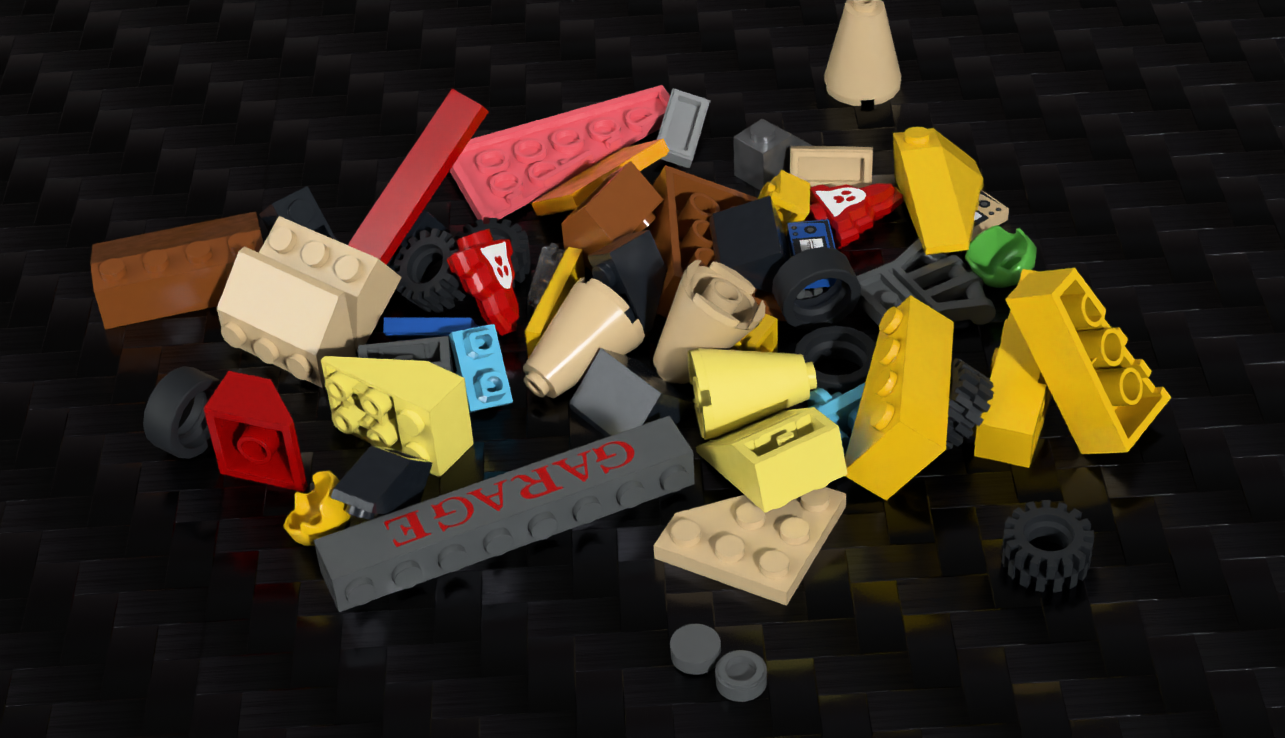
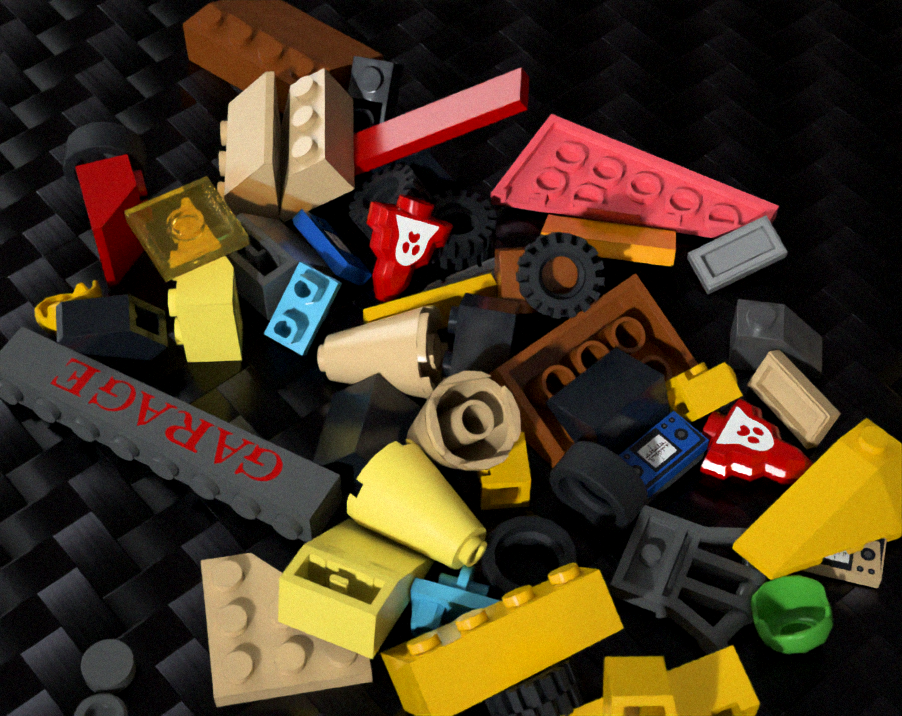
camera: 50 degrees right, 10 degrees up
(359, 366) = (186, 228): none -> clear yellow tile
(623, 202) = (587, 283): none -> black tyre

